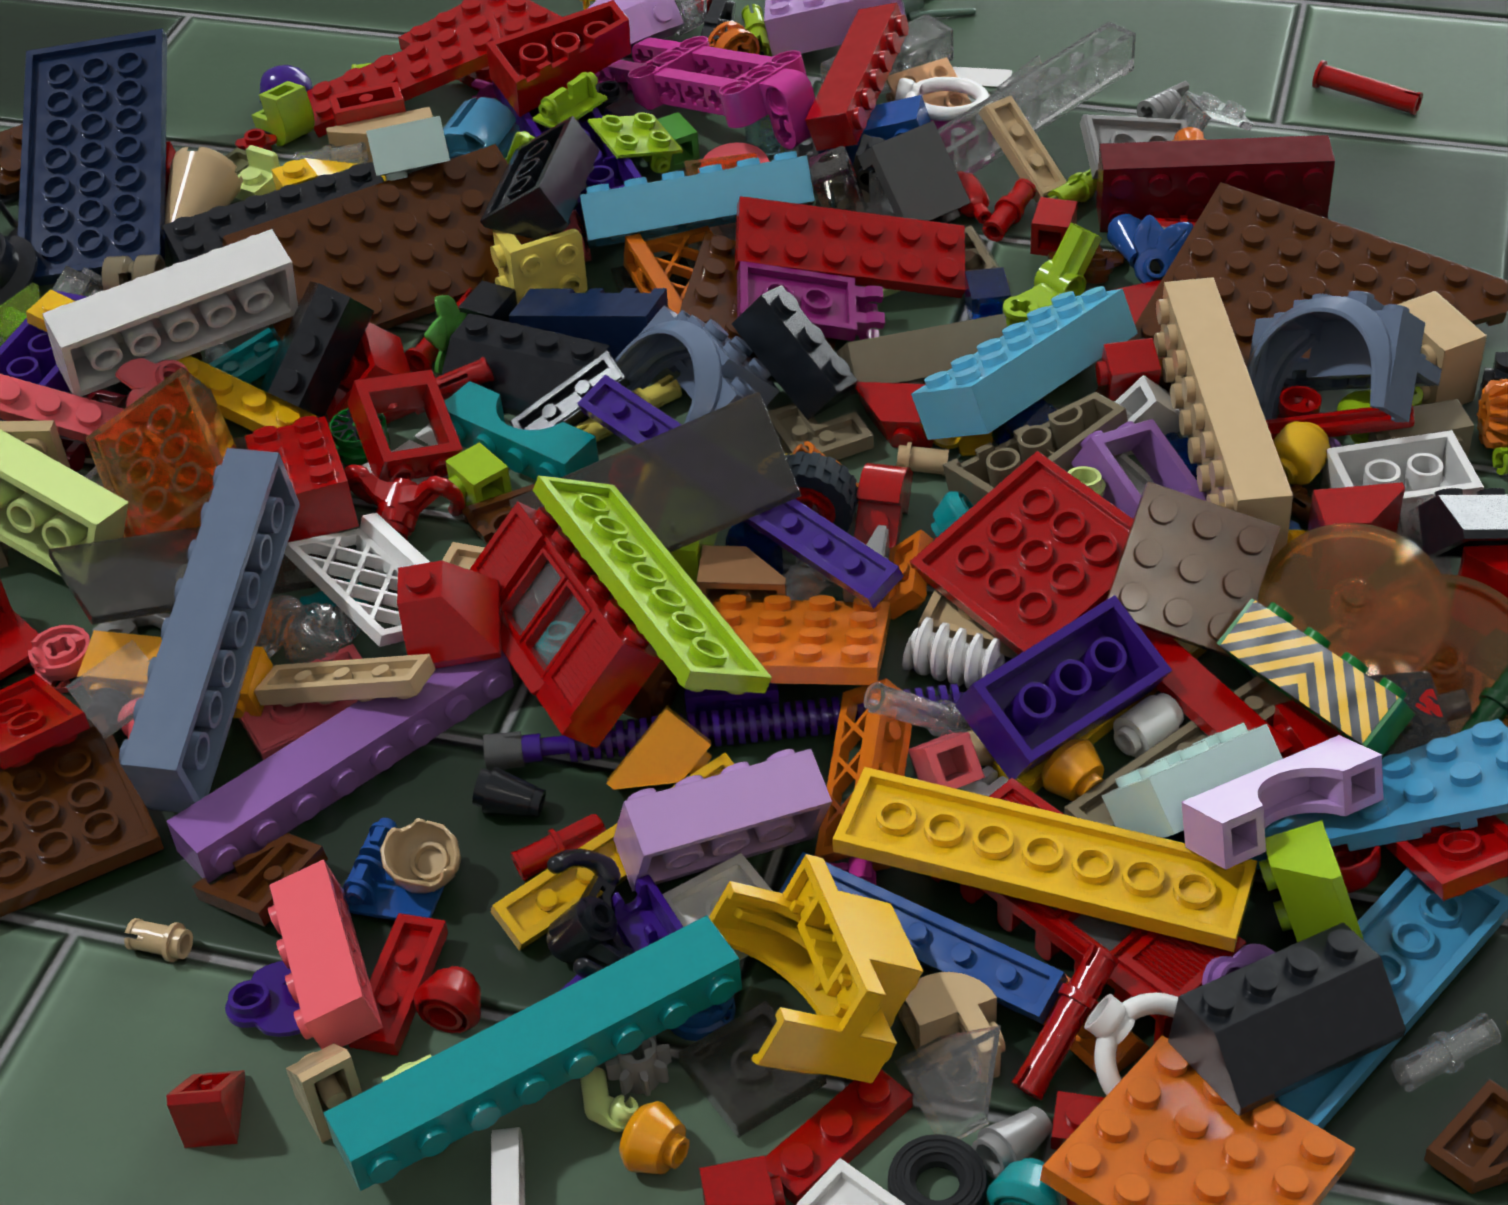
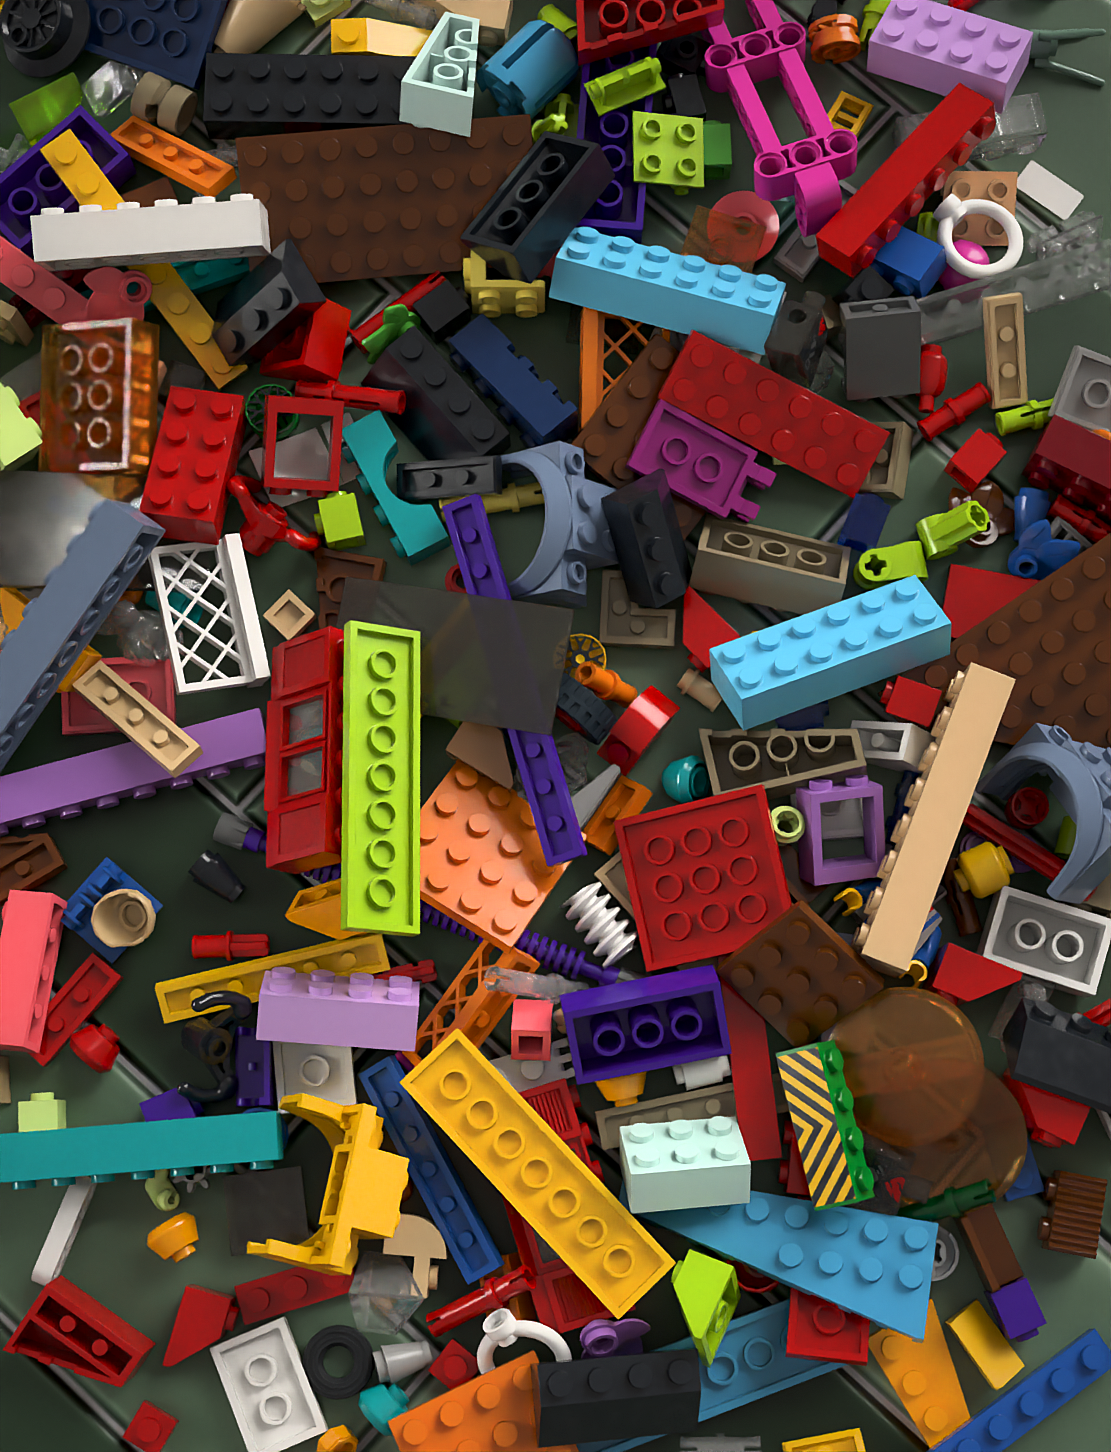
camera: 25 degrees right, 35 degrees up
(449, 613) = (235, 706): red slope -> none
(1326, 778) = (767, 1226): lavender arch -> none

